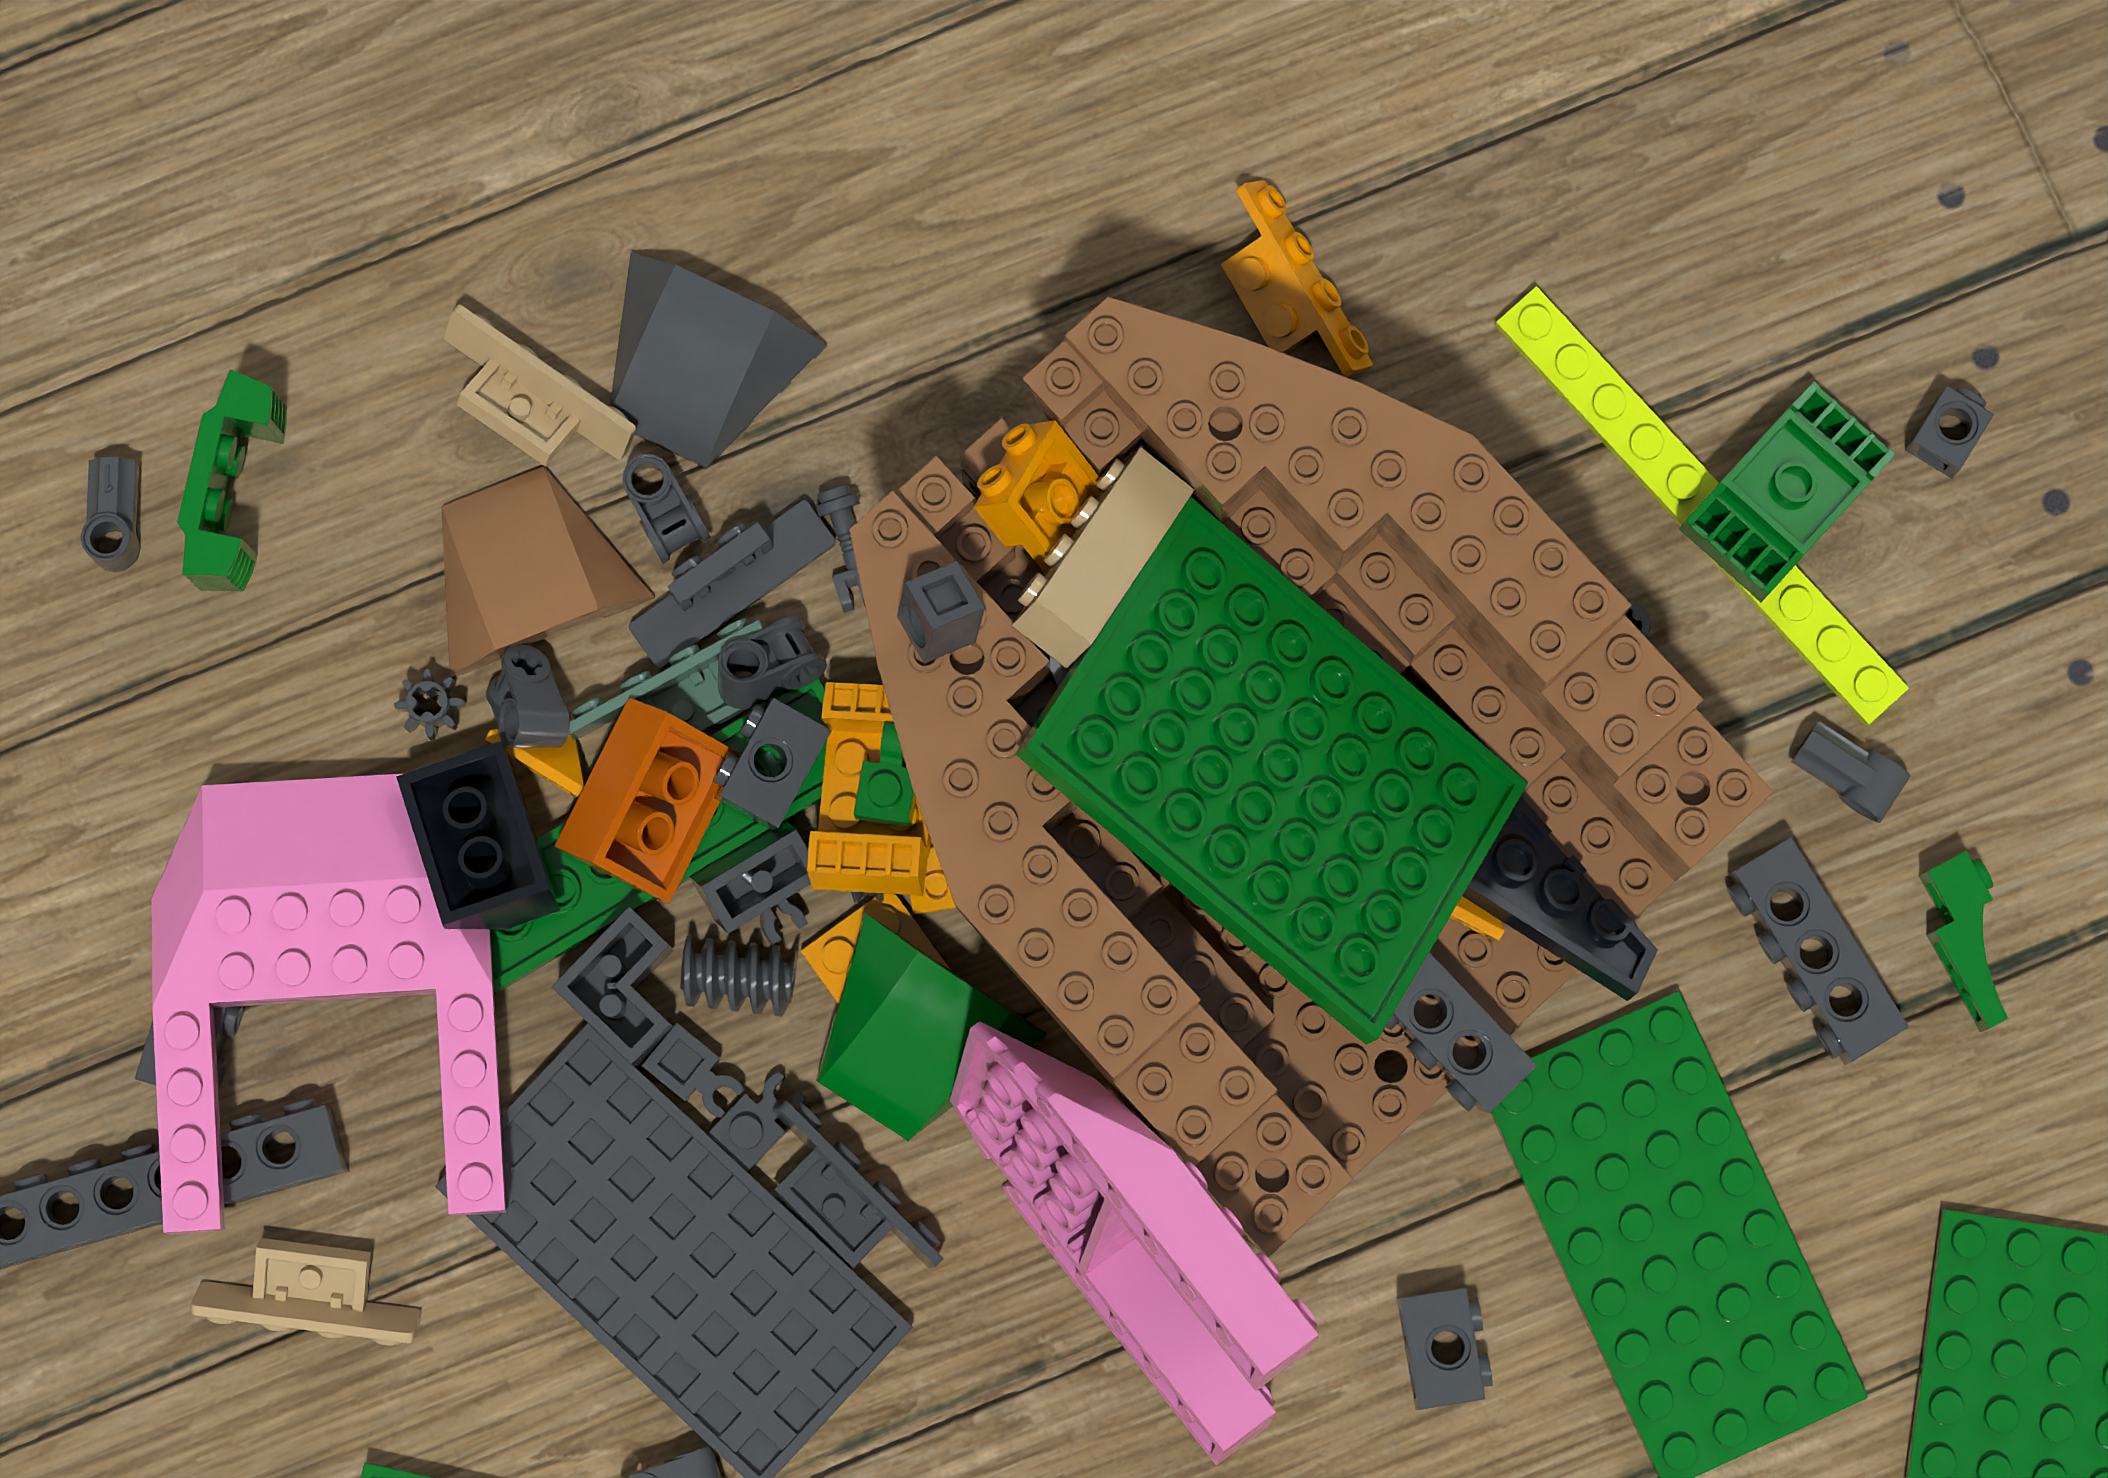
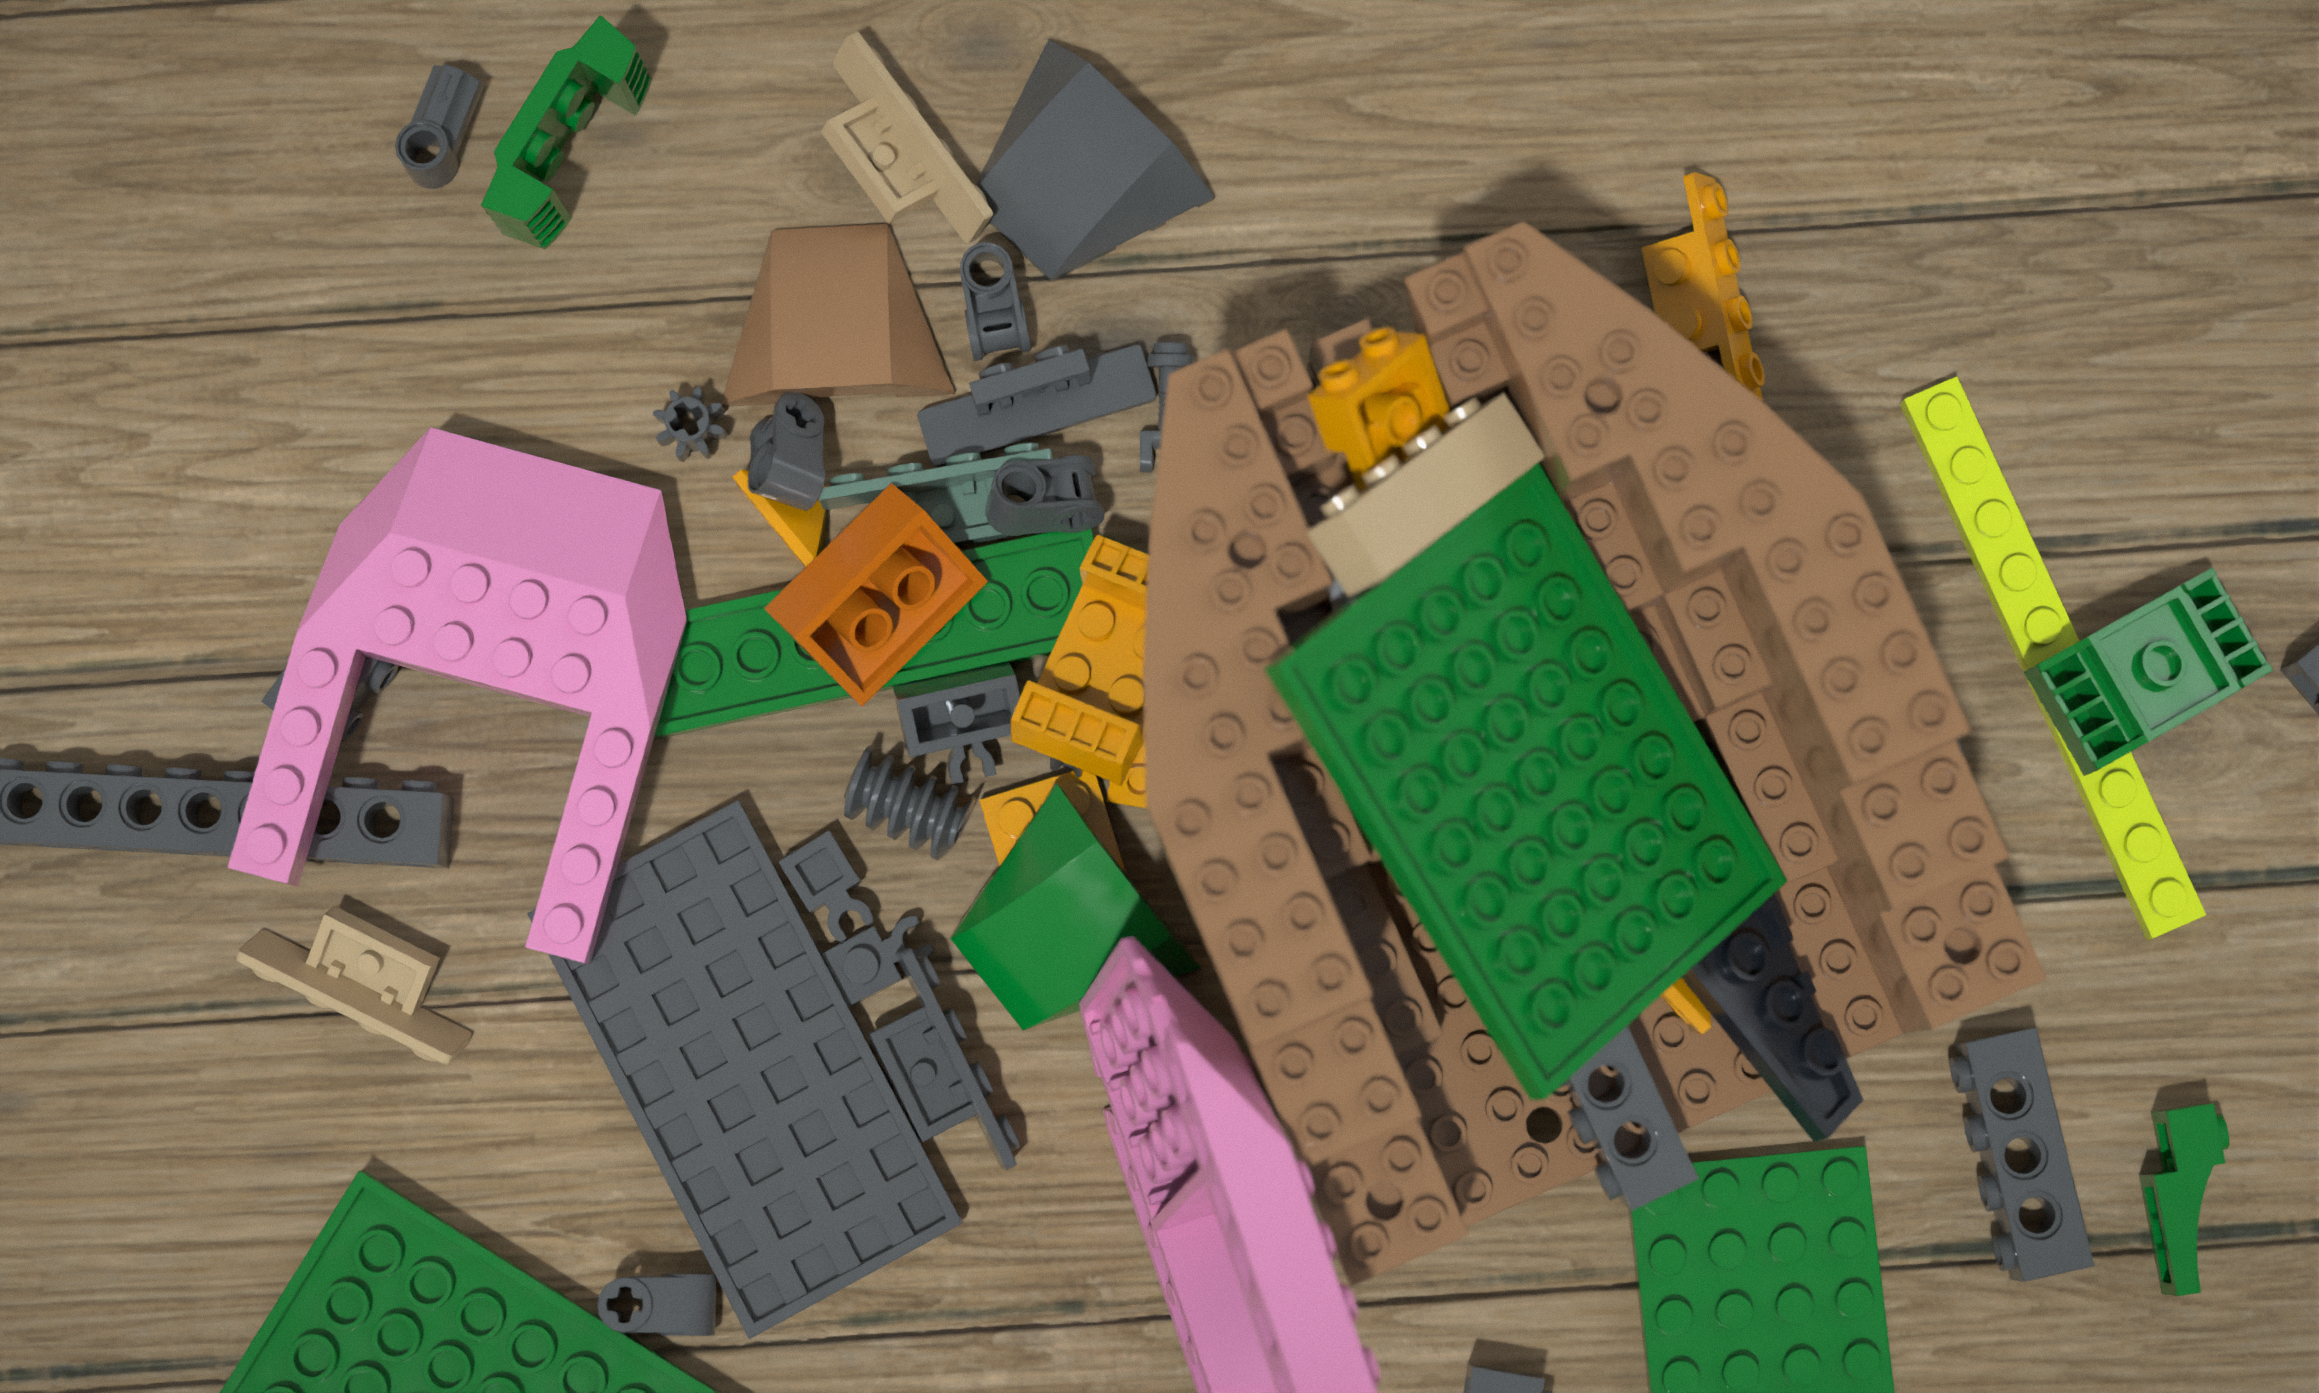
camera: 20 degrees right, 0 degrees up
(478, 841) = (688, 577): black slope -> none
(605, 983) = (767, 771): dark grey brick -> none
(798, 744) = (1047, 587): dark grey brick -> none
(885, 787) = (1118, 662): green plate -> none
(940, 612) = (1235, 490): dark grey brick -> none
(1864, 779) = (2128, 993): dark grey piece -> none

